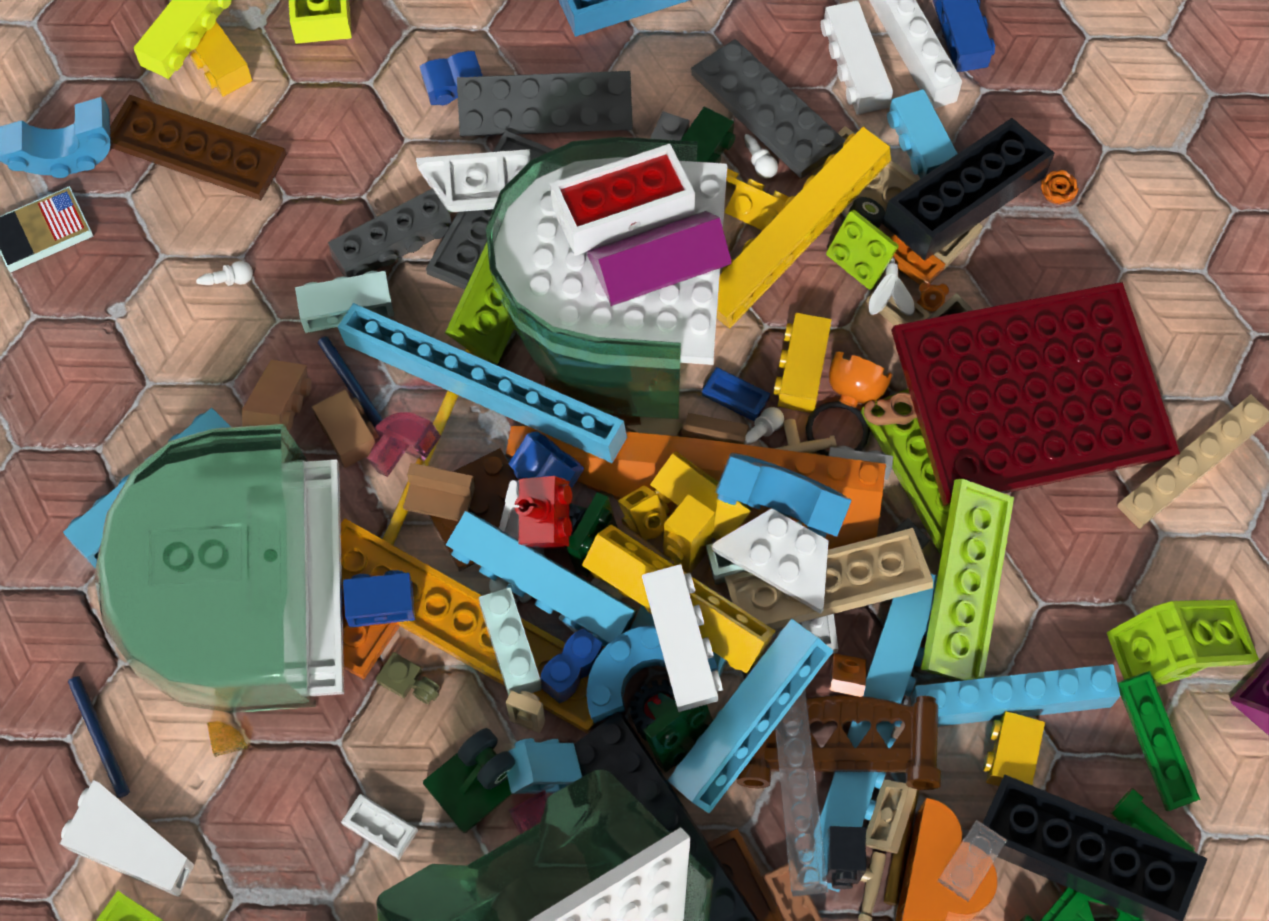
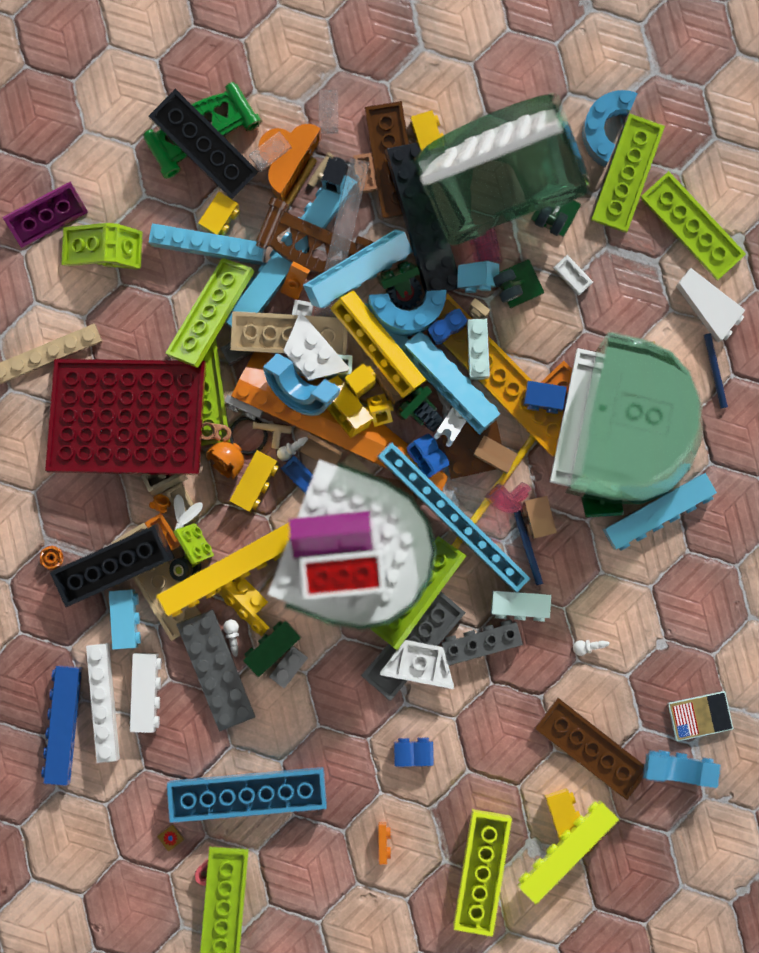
camera: 165 degrees left, 20 degrees up
(277, 395) = (576, 540): nougat brick -> none
(401, 675) = (542, 357): olive plate -> none
(544, 512) = (440, 410): red brick -> none
(545, 103) = (359, 713): dark grey plate -> none
(680, 637) = (386, 310): white brick -> none
(890, 816) = (300, 198): tan plate -> none
(1158, 741) = (139, 197): green tile -> none

